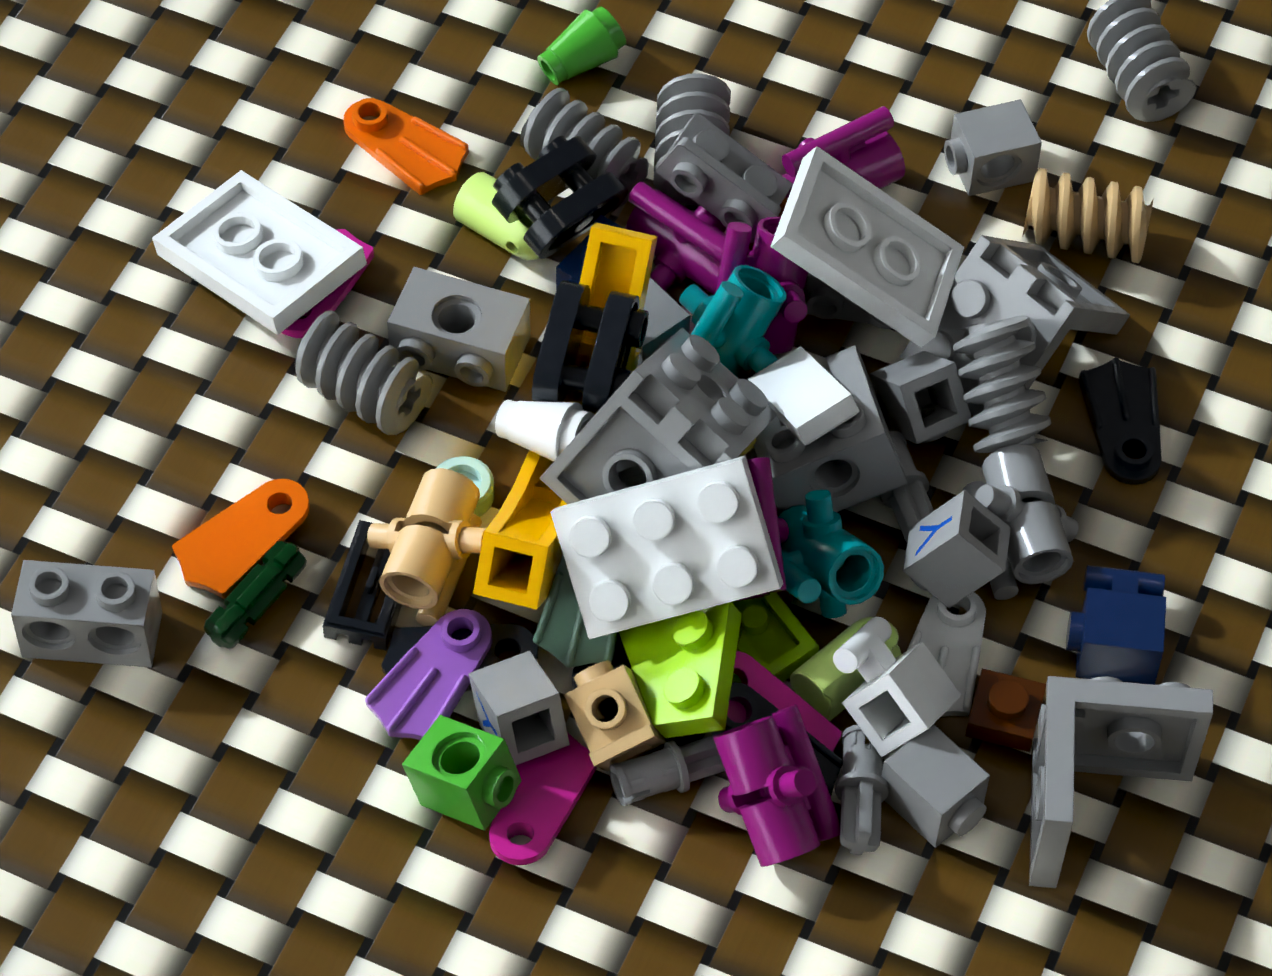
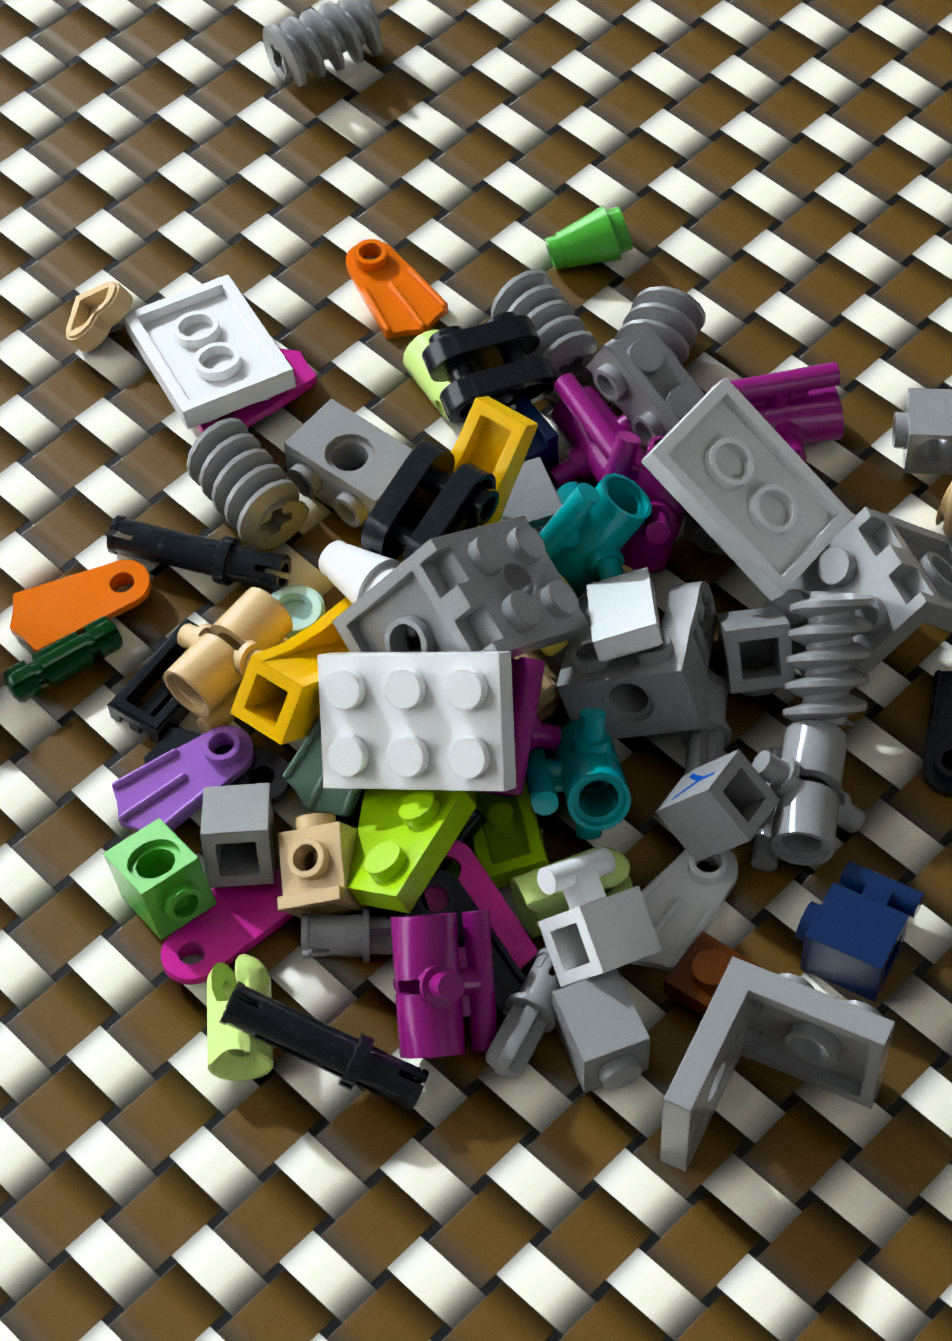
camera: 25 degrees right, 0 degrees up
(122, 244) = (96, 314): none -> tan tile
(342, 454) = (221, 559): none -> black pin
(601, 886) = (230, 1051): none -> yellowish green piece
(677, 874) = (325, 1047): none -> black pin

